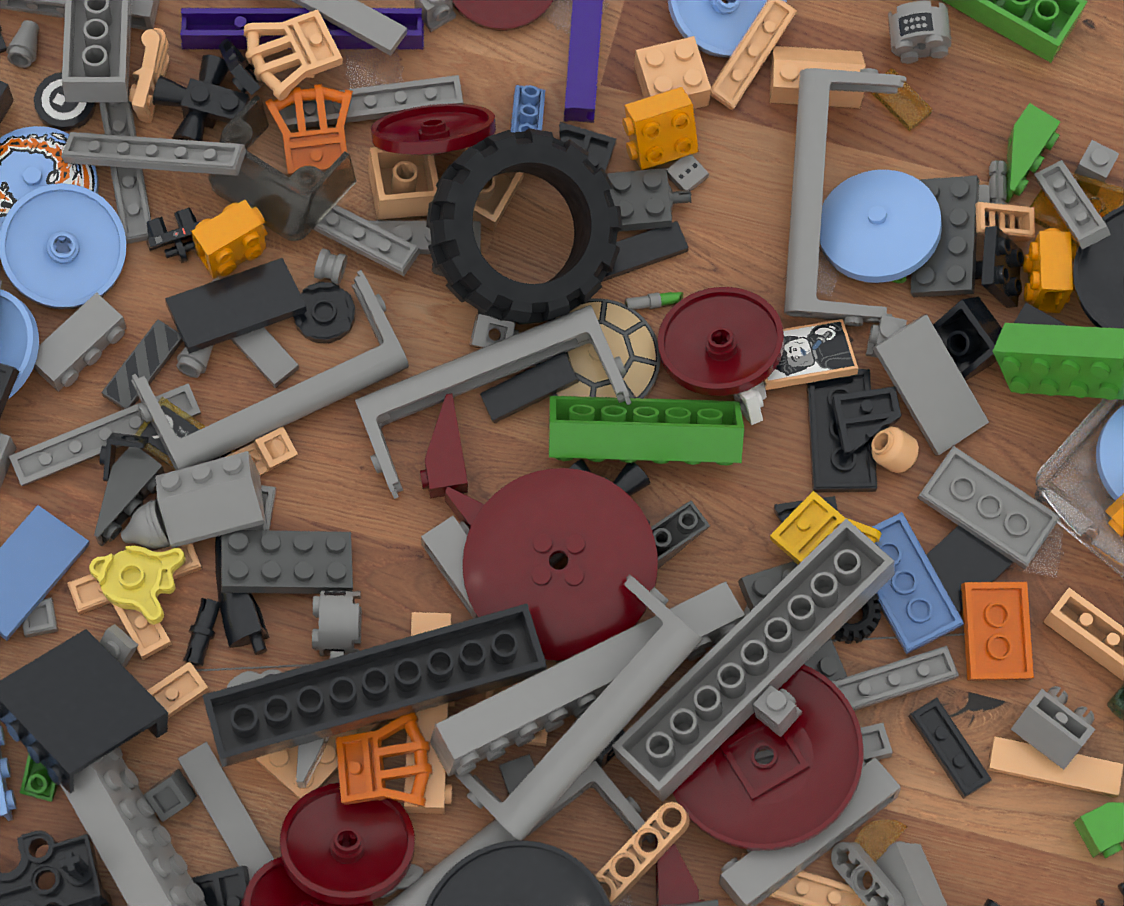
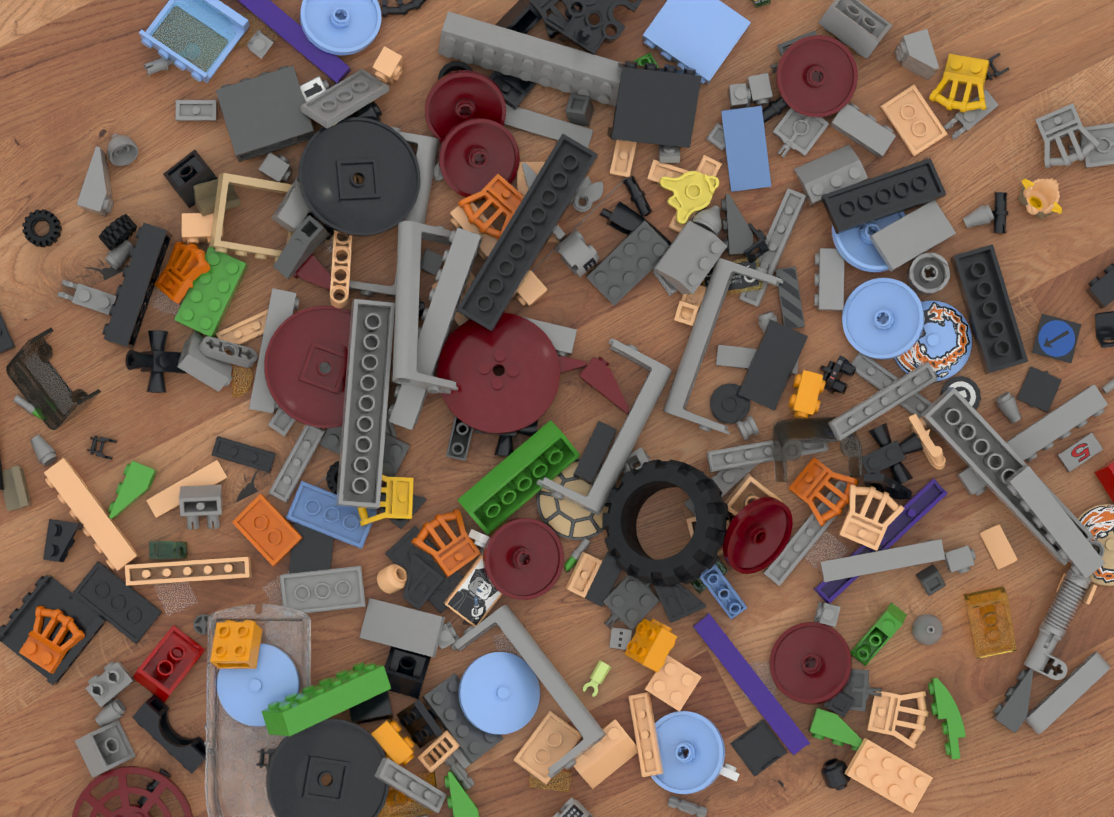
camera: 140 degrees right, 15 degrees up
(666, 270) = (583, 574): none -> light nougat plate
(751, 155) = (597, 676): none -> yellowish green bar
(776, 709) = (334, 389): light grey brick -> none
(792, 414) = (455, 554): none -> orange plate
(874, 129) = (547, 746): none -> light nougat tile

